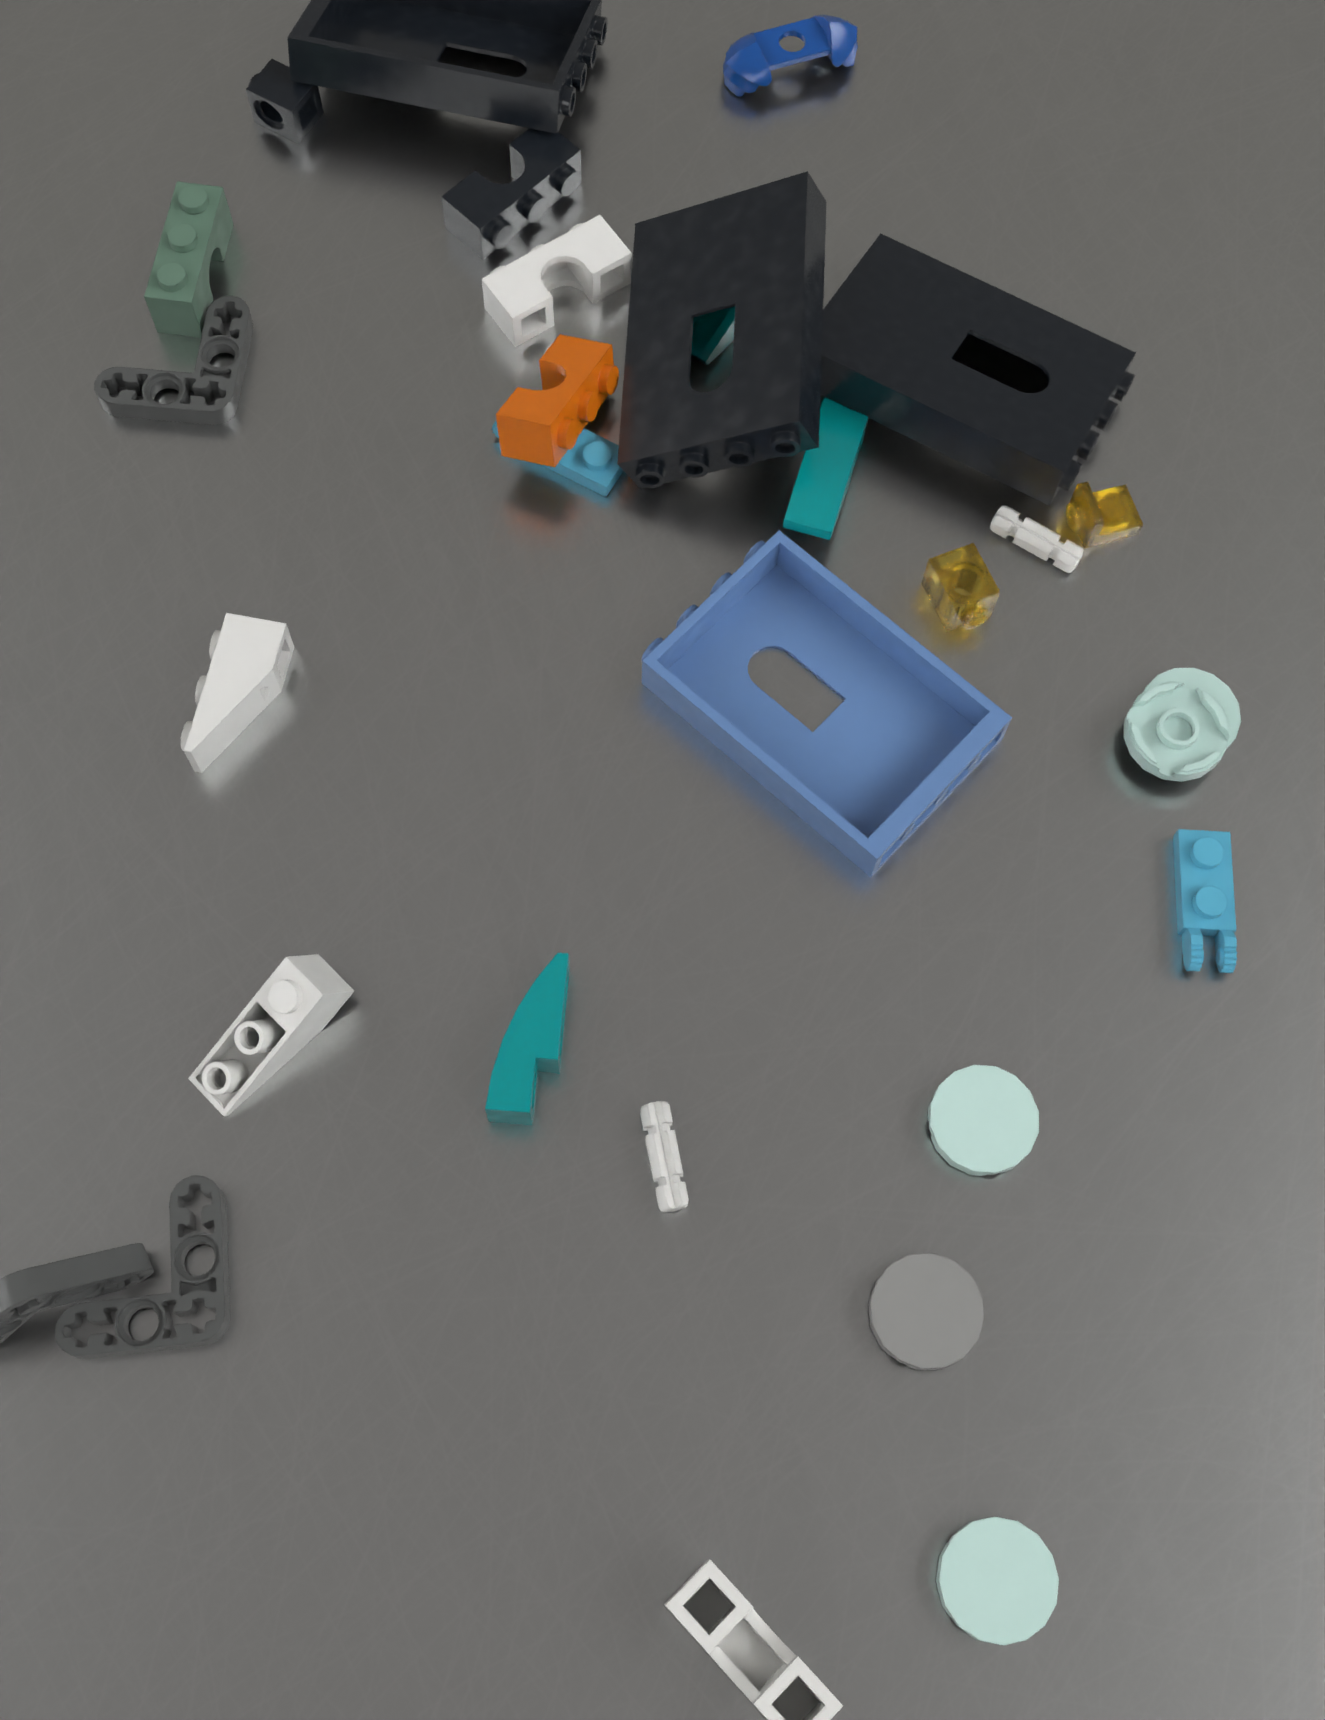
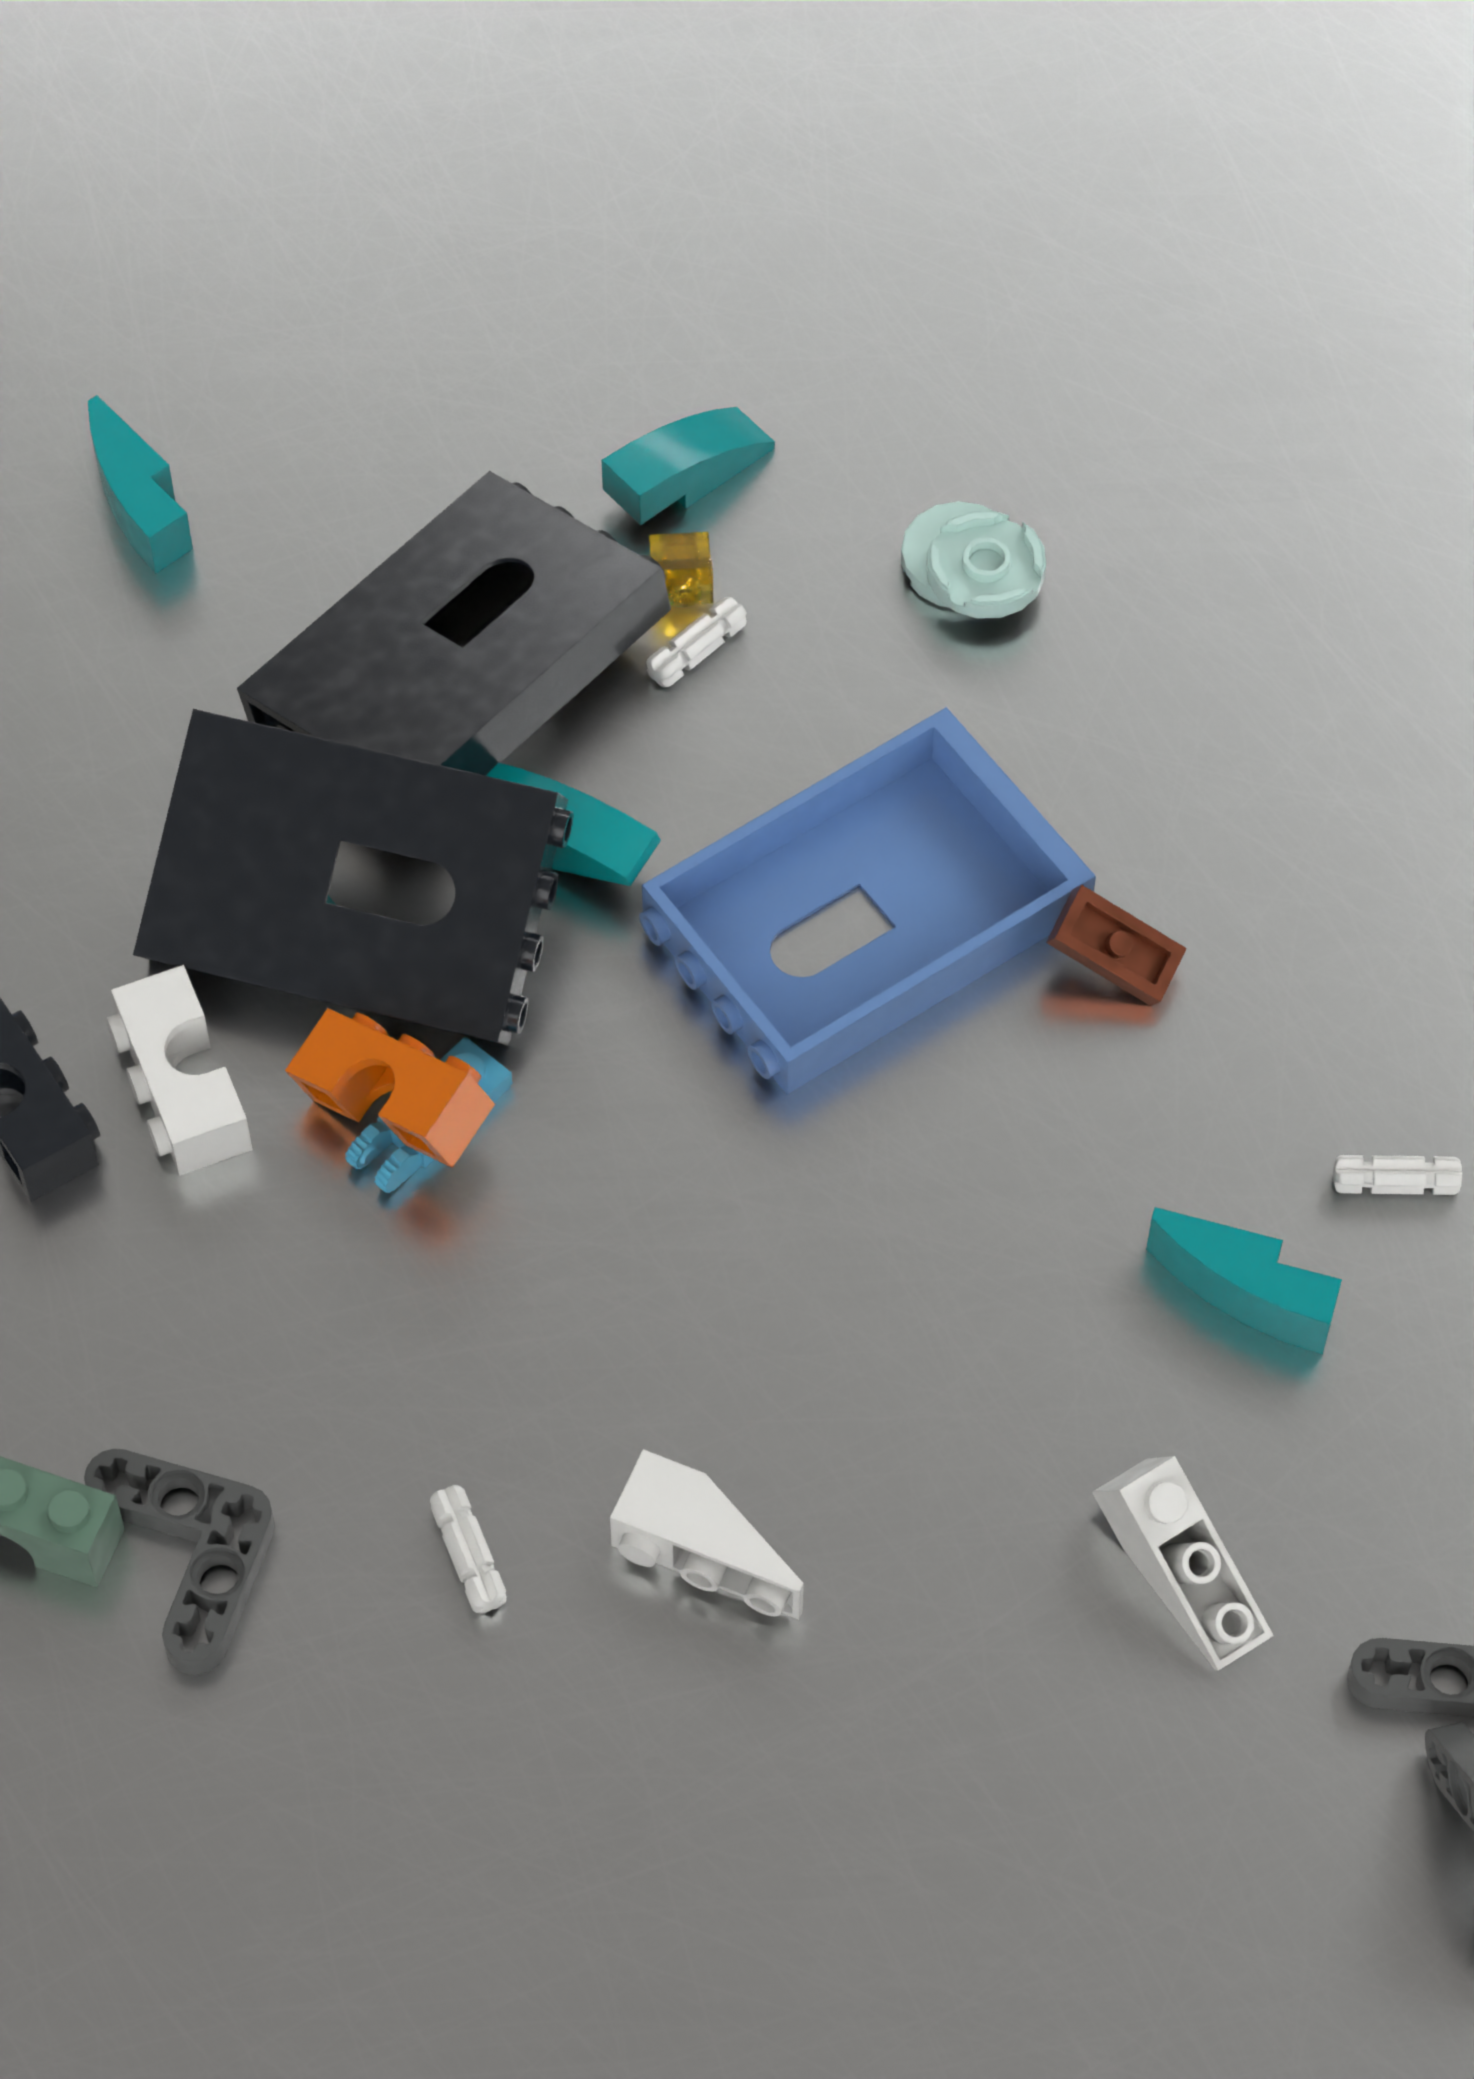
camera: 75 degrees left, 10 degrees down
(211, 541) = (468, 1549): none -> white axle
(822, 891) = (1116, 945): none -> copper plate
(963, 570) = (747, 748): clear yellow brick -> none
(983, 1120) = (1403, 861): light aqua tile -> none
(1050, 141) = (138, 489): none -> teal slope
(1205, 896) = (1186, 596): medium azure hinge -> none
(1206, 493) = (682, 461): none -> teal slope

